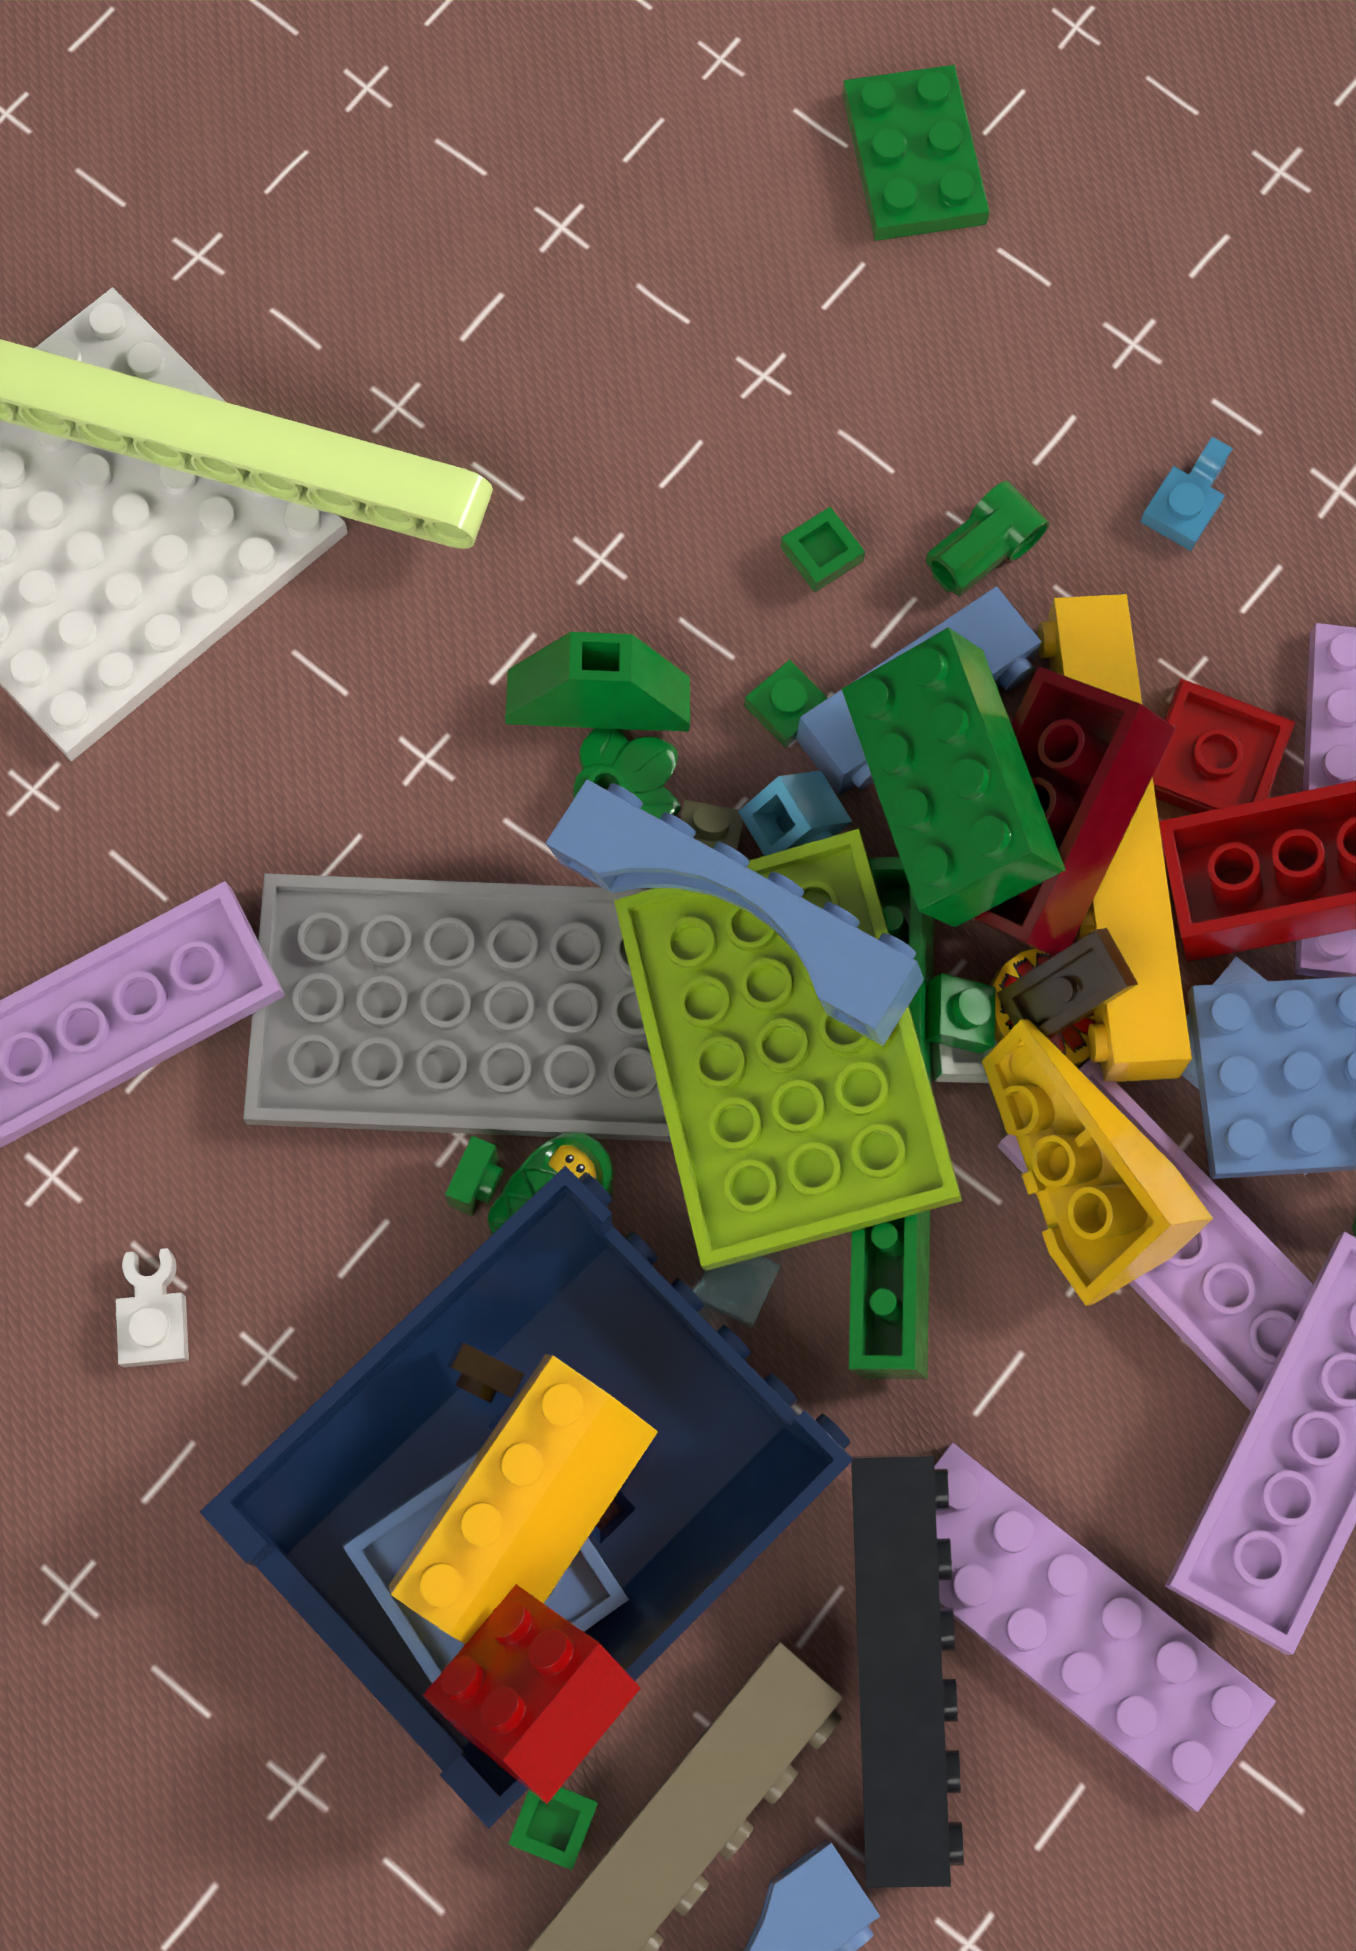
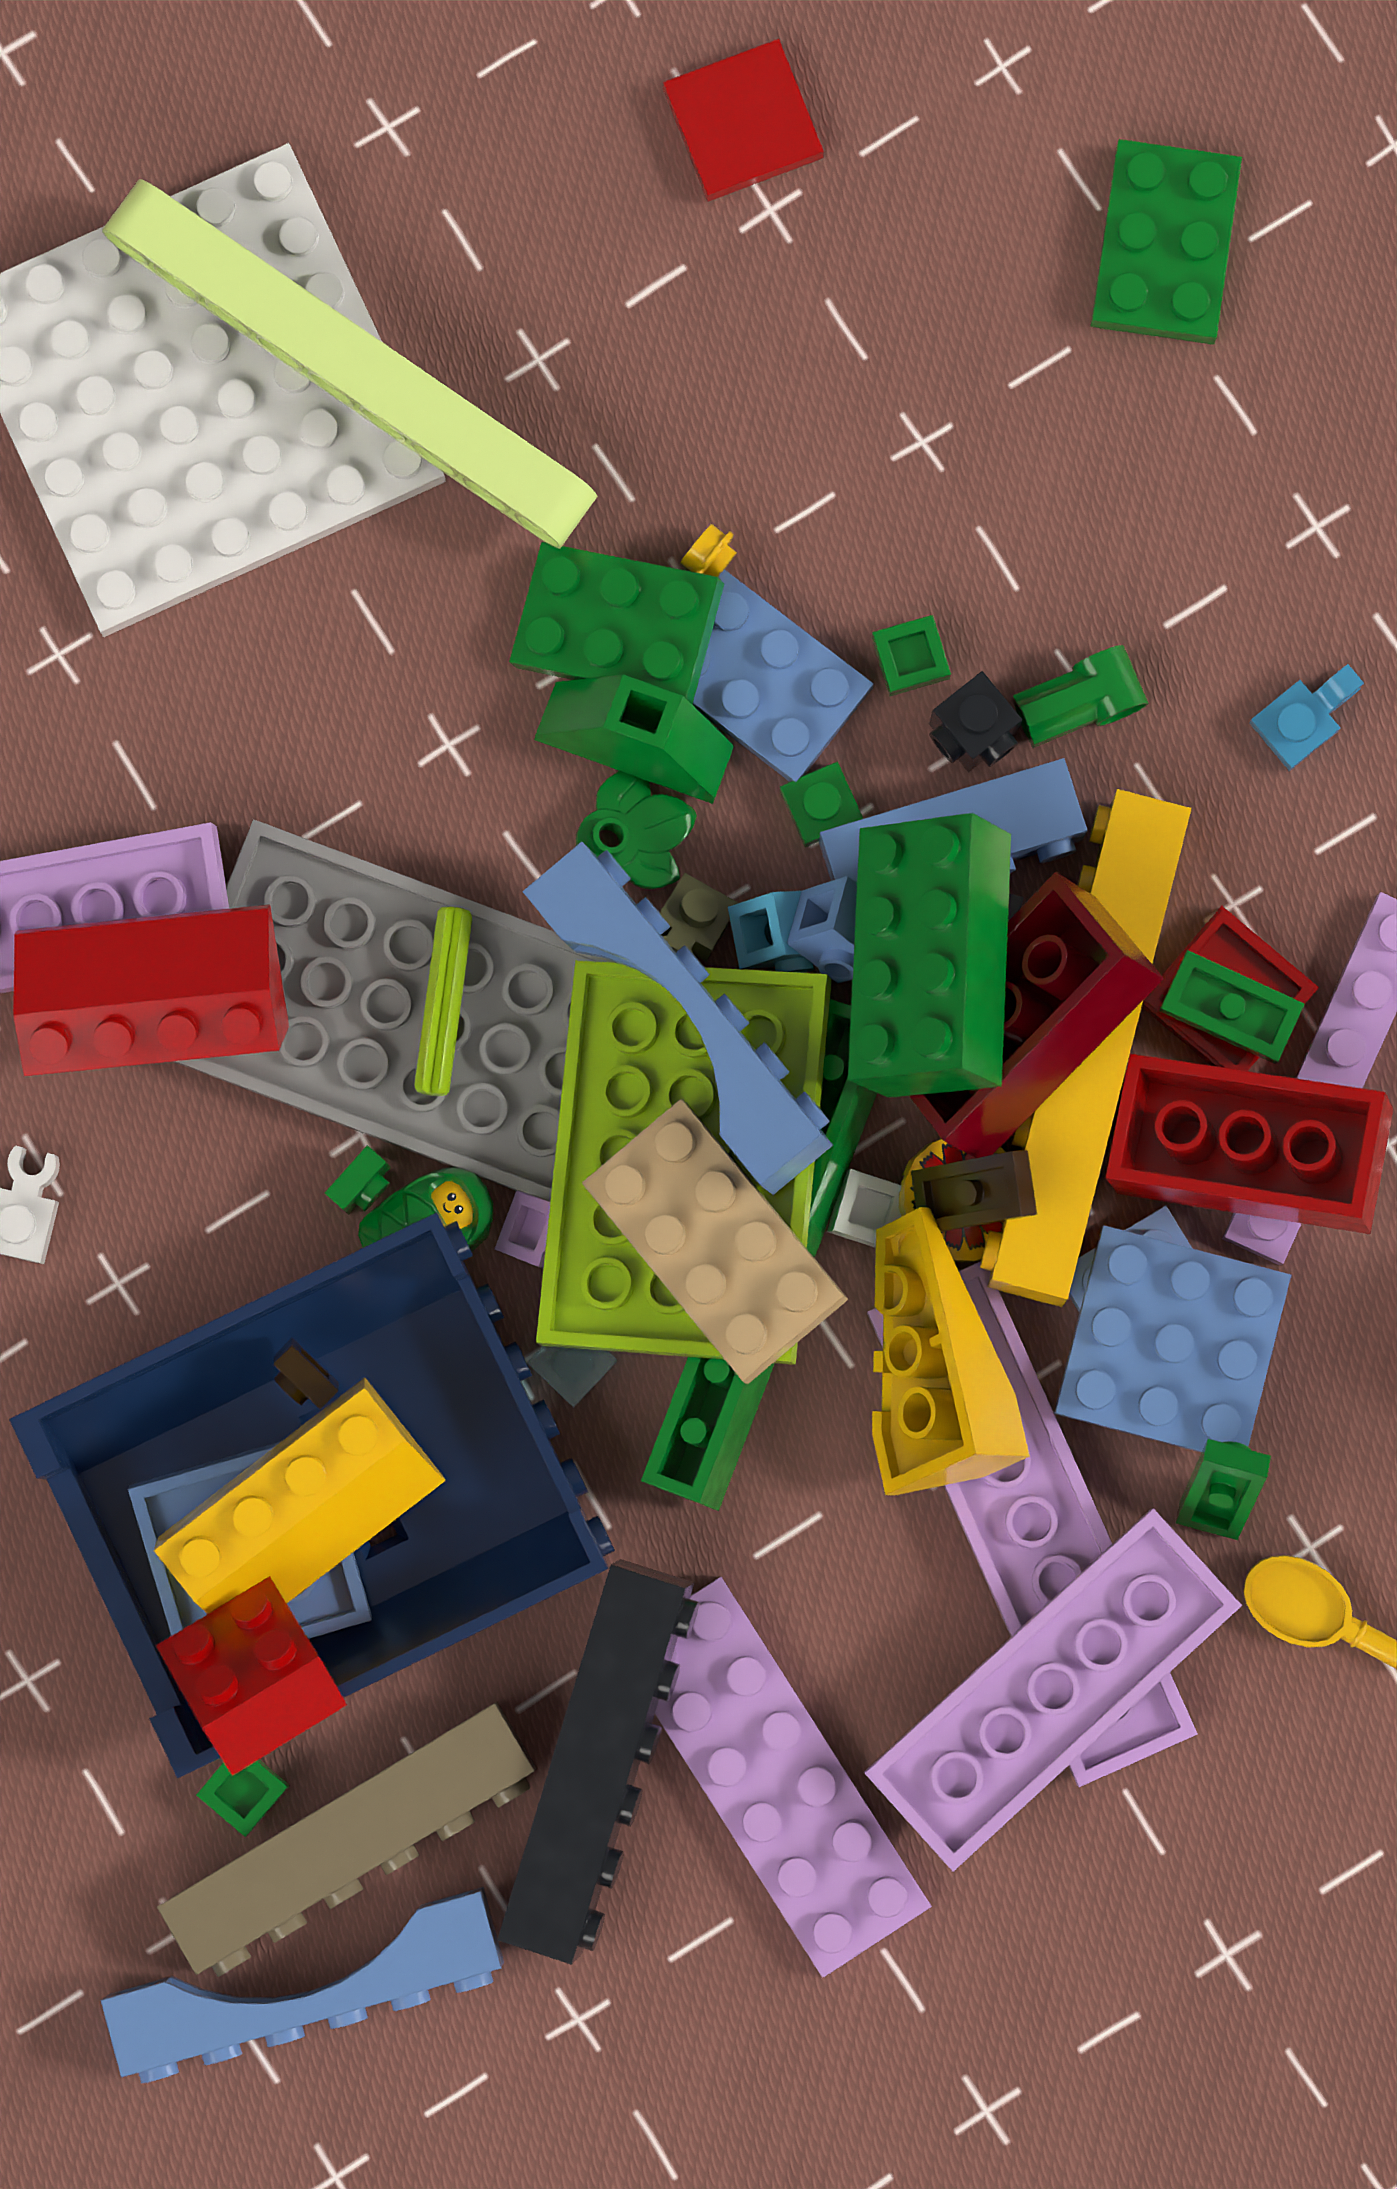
camera: 25 degrees right, 10 degrees up
(210, 1053) = (148, 990): none -> red slope
(500, 980) = (443, 1001): none -> lime axle
(512, 159) = (743, 120): none -> red tile
(538, 590) = (616, 617): none -> green plate
(609, 518) = (710, 552): none -> yellow plate
(652, 1170) = (525, 1229): none -> lavender plate
(695, 609) = (774, 683): none -> medium blue plate
(843, 793) = (826, 927): none -> medium blue brick
(845, 1107) = (714, 1241): none -> tan plate
(903, 585) = (975, 724): none -> black brick
(961, 1013) = (870, 1178): green plate -> none
(1230, 757) = (1231, 1007): none -> green plate

